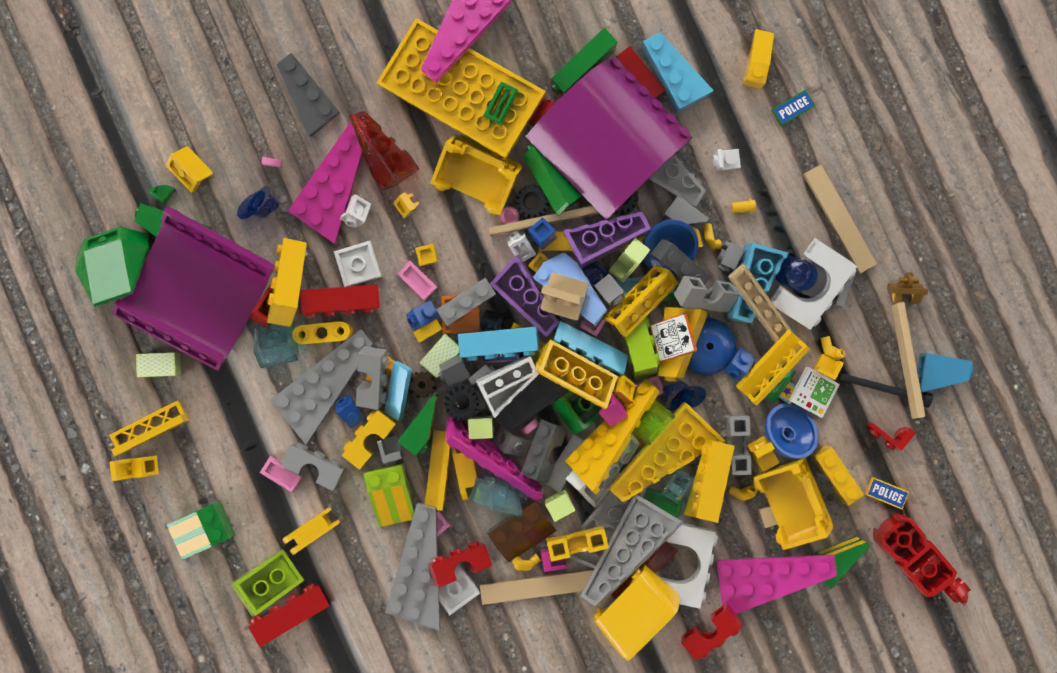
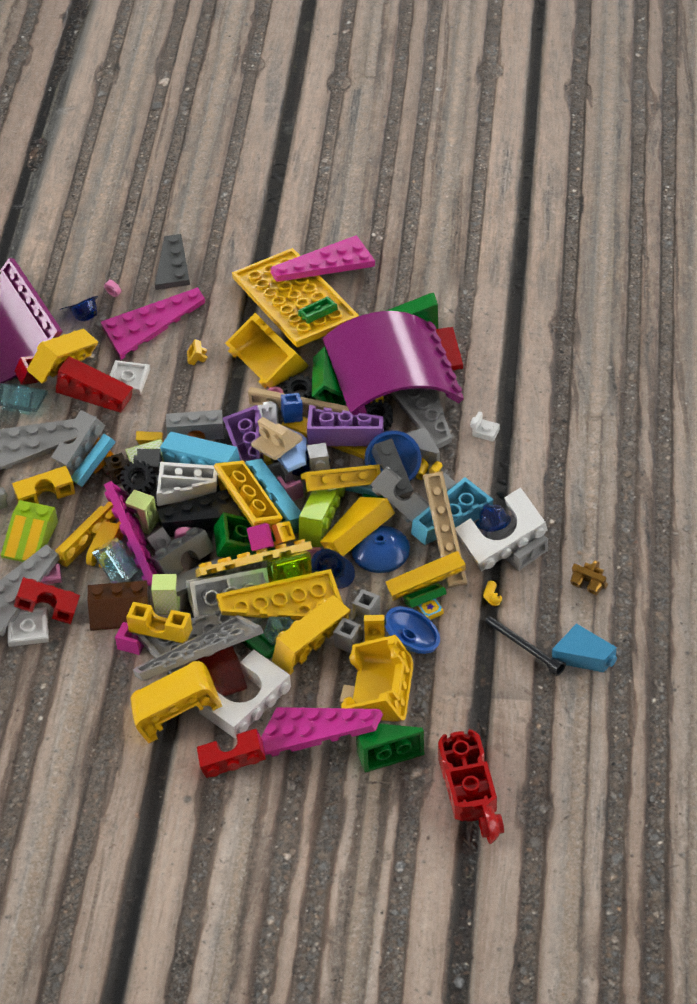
camera: 30 degrees right, 40 degrees down
(188, 168) = (46, 268): yellow panel -> none
(312, 333) = (62, 403): yellow piece -> none
(348, 411) = (42, 462): blue bracket -> none
(356, 211) = (152, 340): white bracket -> none
(384, 158) = (201, 317): clear red wedge -> none
(390, 449) = (59, 503): light grey panel -> none
(417, 280) = (165, 403): bright pink tile -> none
(420, 431) = (88, 489): green slope -> none
(422, 315) = (152, 424): blue bracket -> none
(426, 255) = (187, 393): yellow tile -> none
(526, 565) = (102, 634): yellow arm -> none
(534, 586) = (93, 654): tan tile -> none
(629, 260) = (355, 452): yellowish green panel -> none
(673, 337) = (350, 513): tile -> none
(680, 80) = (478, 357): medium azure wedge -> none
(740, 364) = (397, 567): blue bracket -> none
(742, 494) = (335, 668): yellow arm -> none
(743, 207) = (478, 464): yellow pin -> none
(759, 59) = (553, 375): yellow slope -> none
(793, 108) = (566, 418): tile -> none
(814, 392) = (454, 617): white tile -> none
(828, 366) = (478, 605): yellow panel -> none
(837, 473) = (434, 686): yellow arch -> none
(839, 219) = (560, 508): tan tile -> none
(886, 493) = (469, 719): tile -> none
(901, 436) = (509, 687): red bracket -> none
(908, 360) = (555, 624): tan tile -> none

